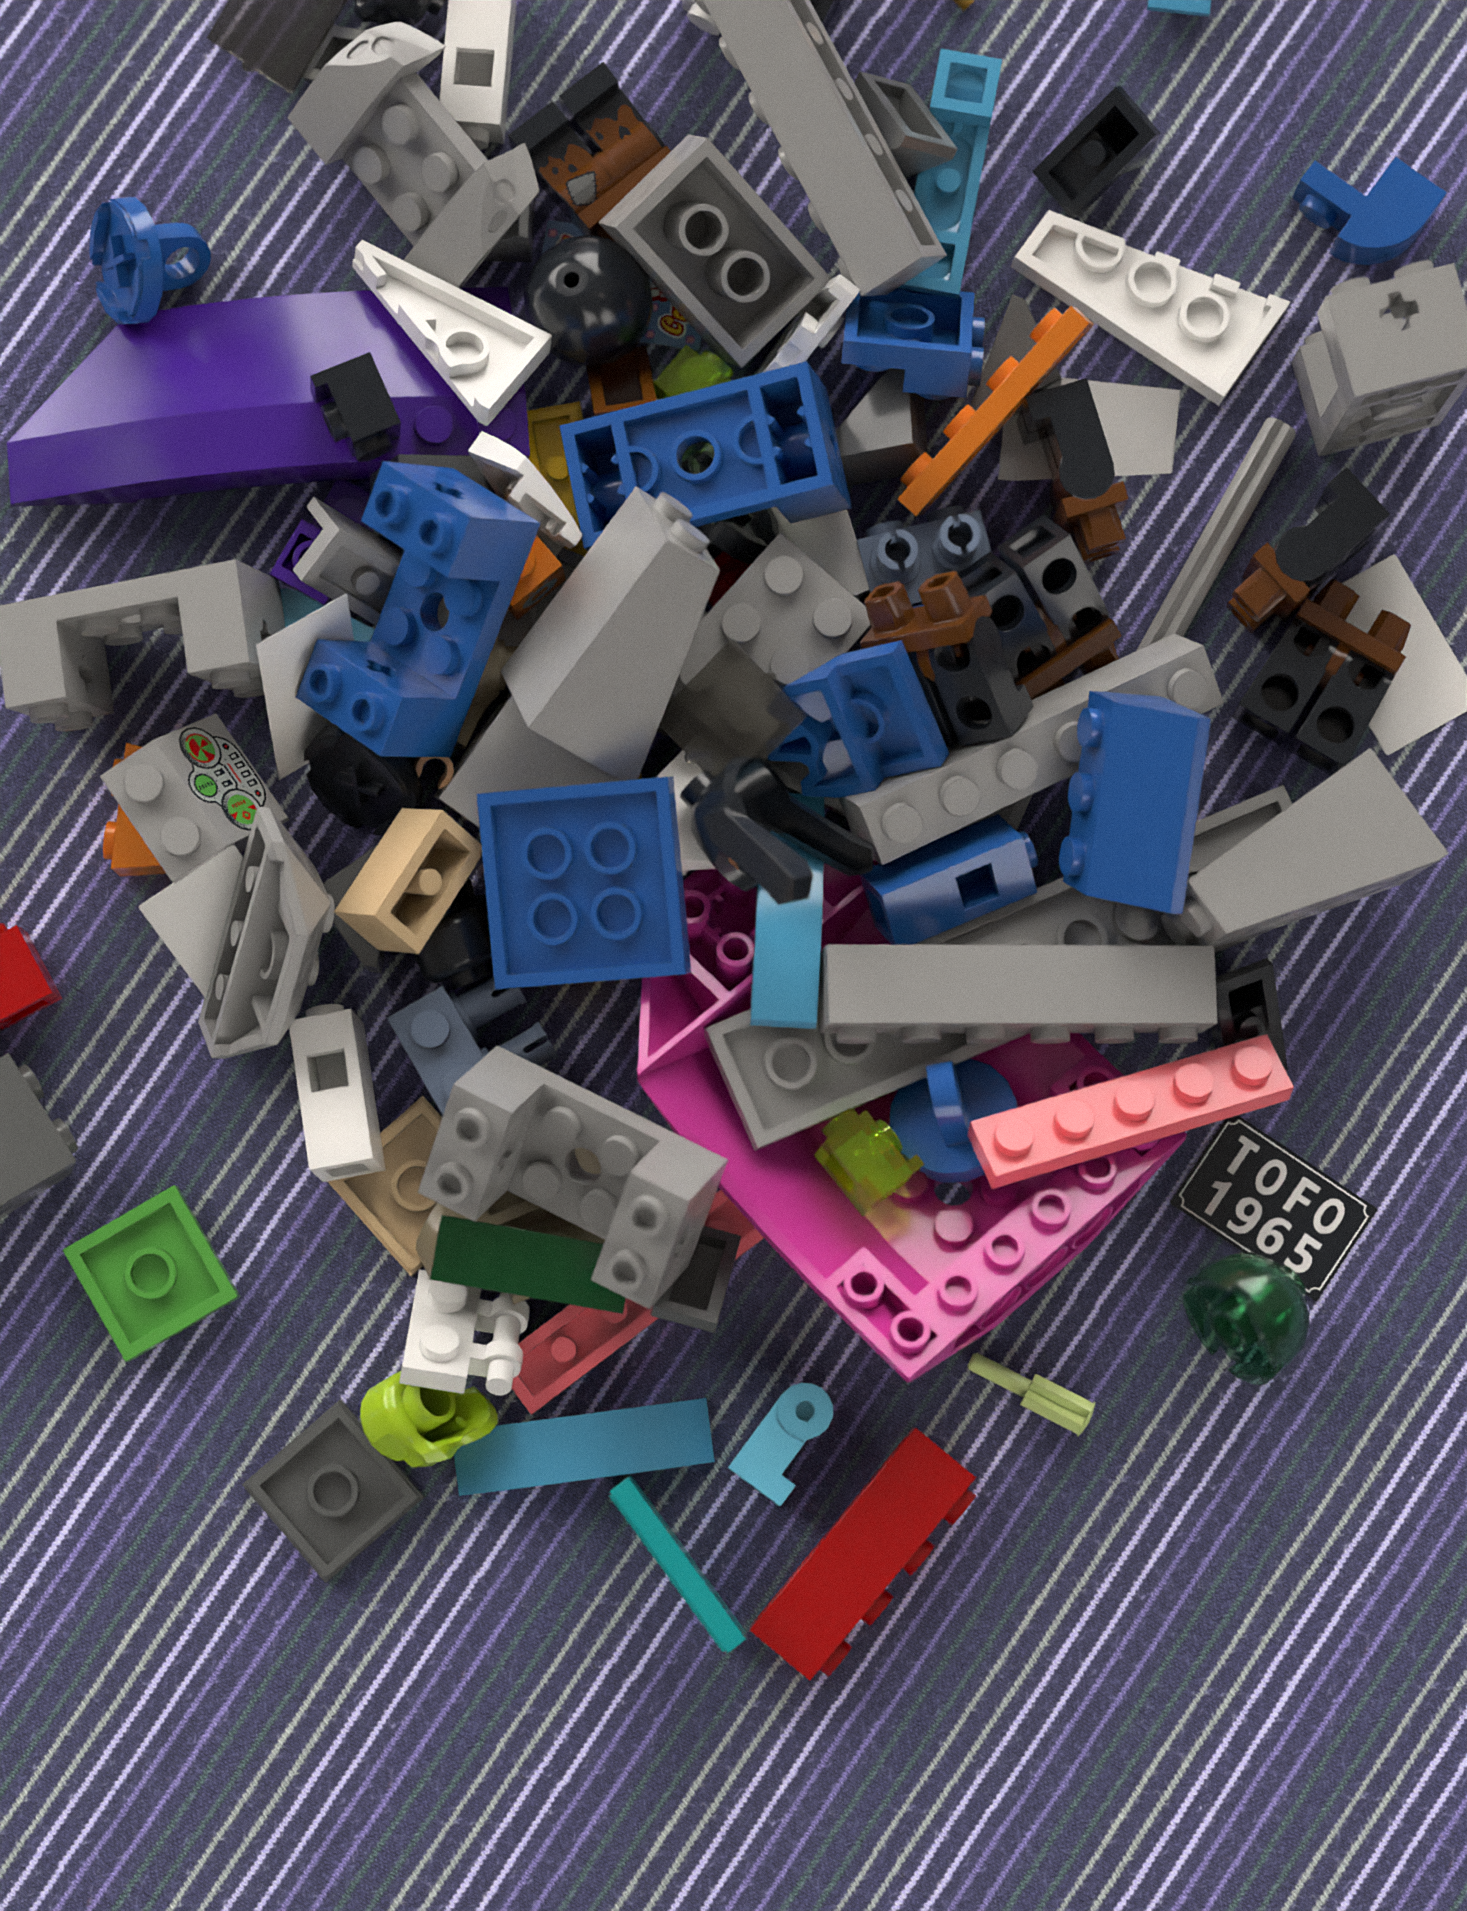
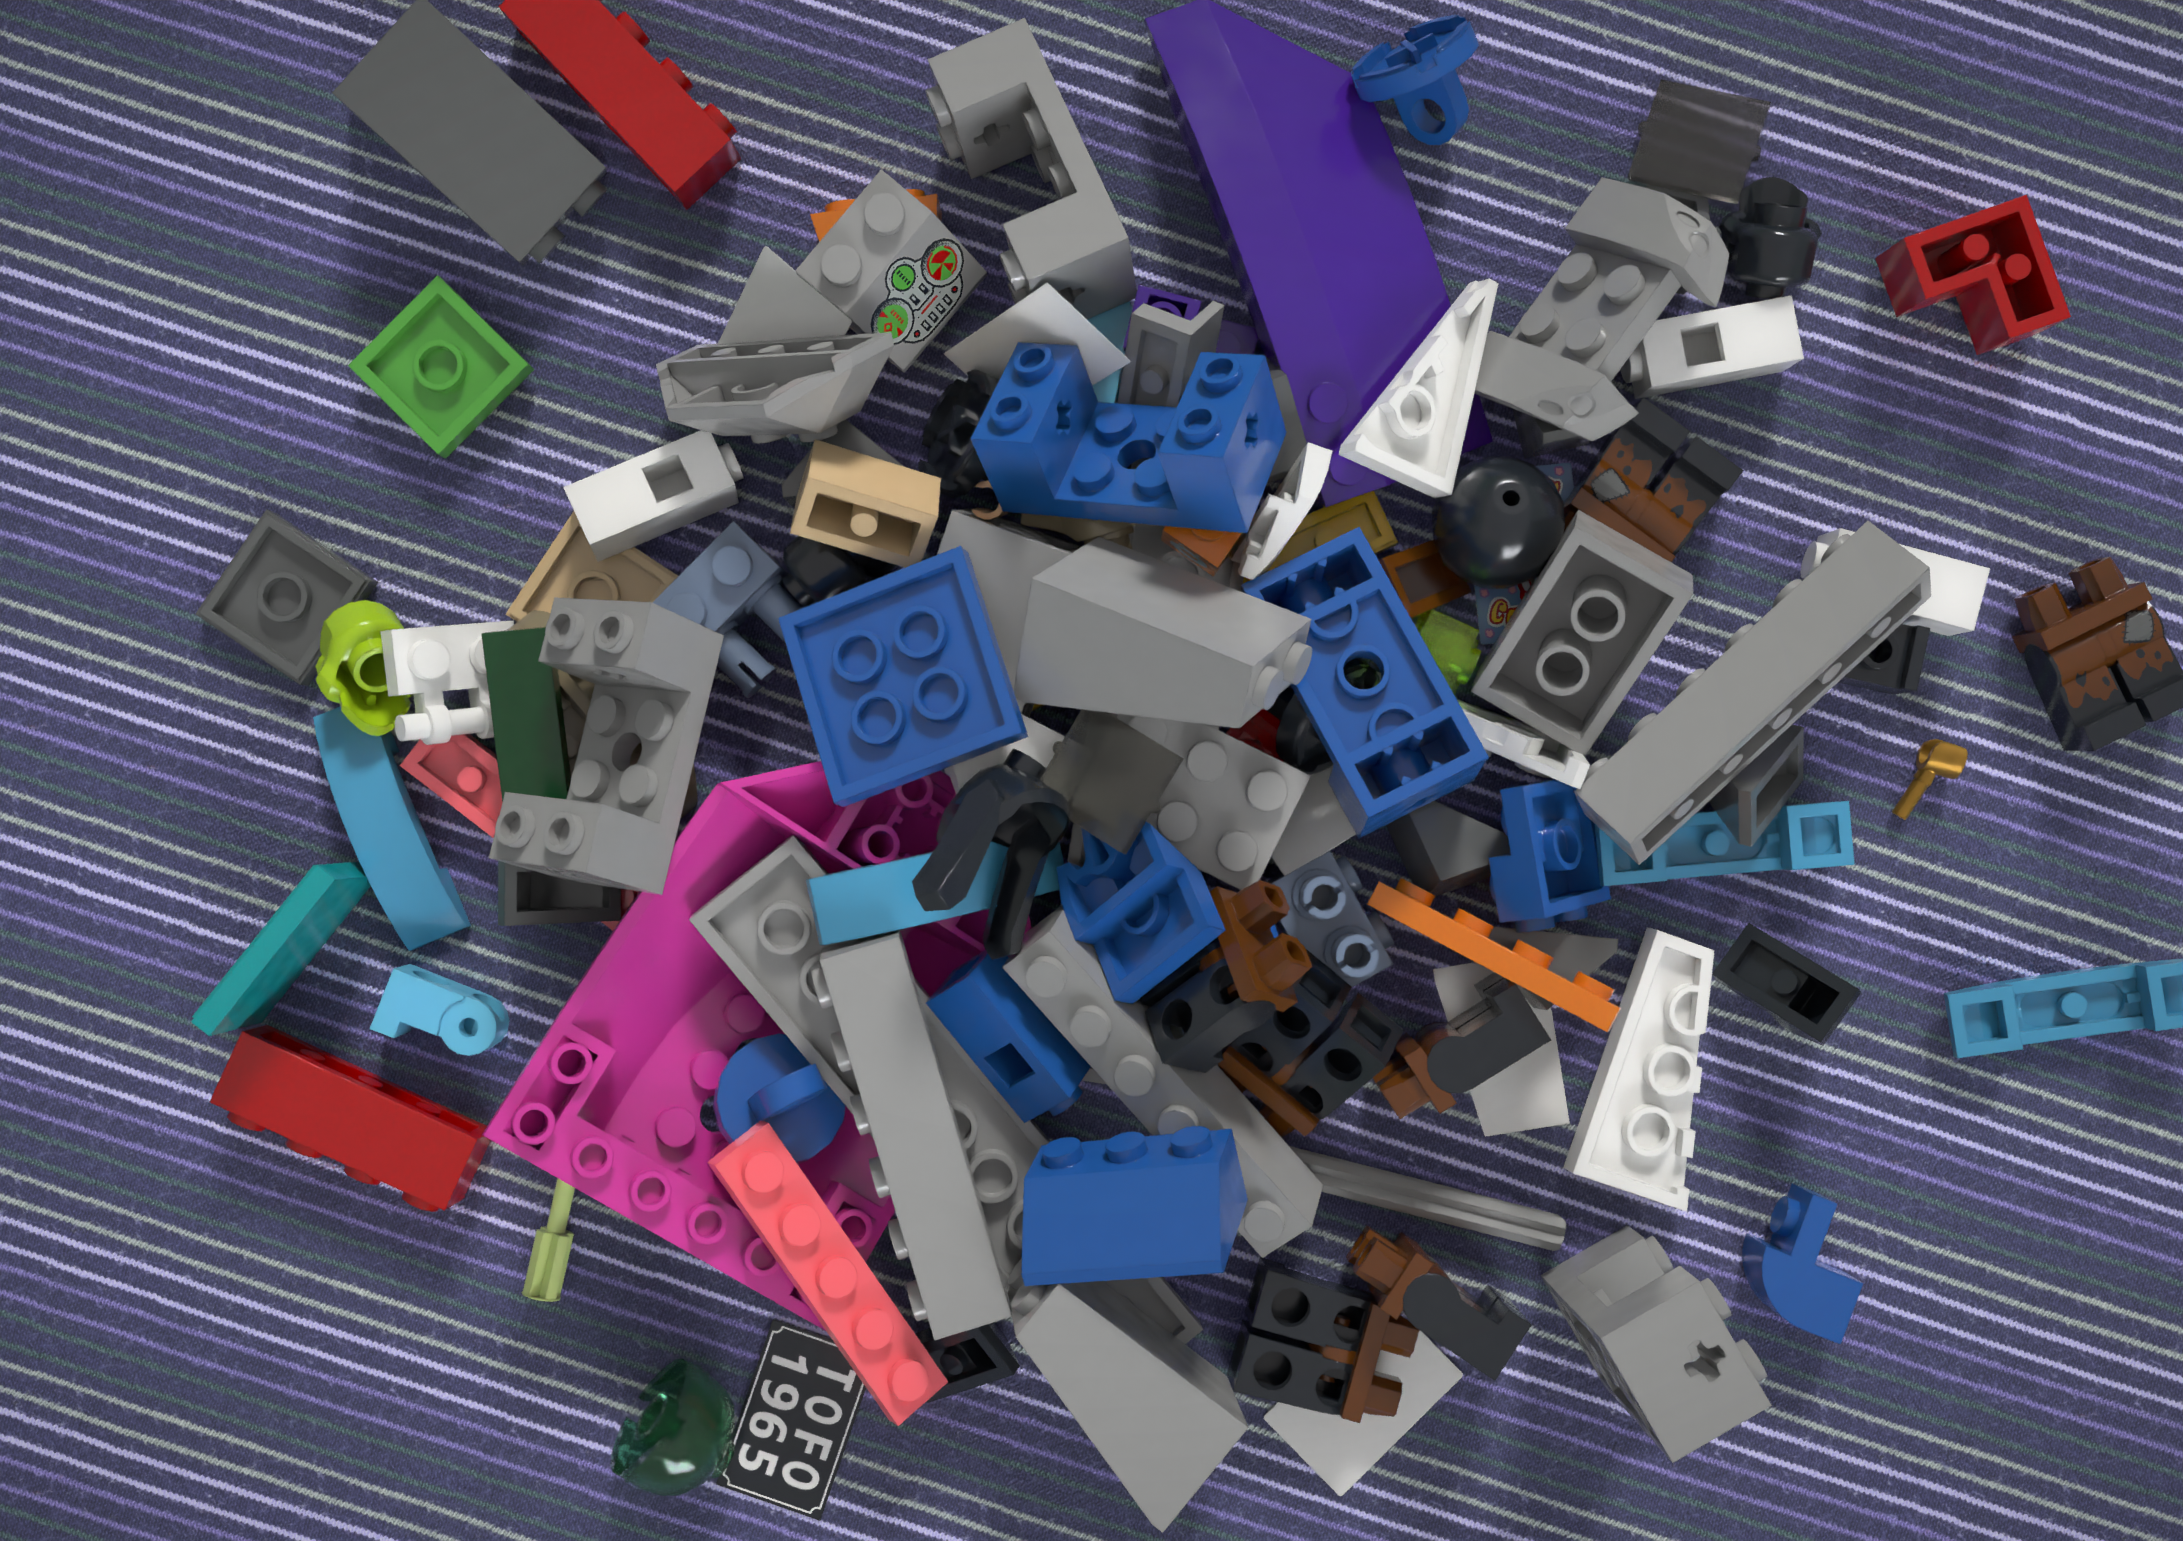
camera: 75 degrees right, 5 degrees up
(357, 407) = (1322, 319): black brick -> none
(865, 1159) = (711, 1026): clear neon green brick -> none

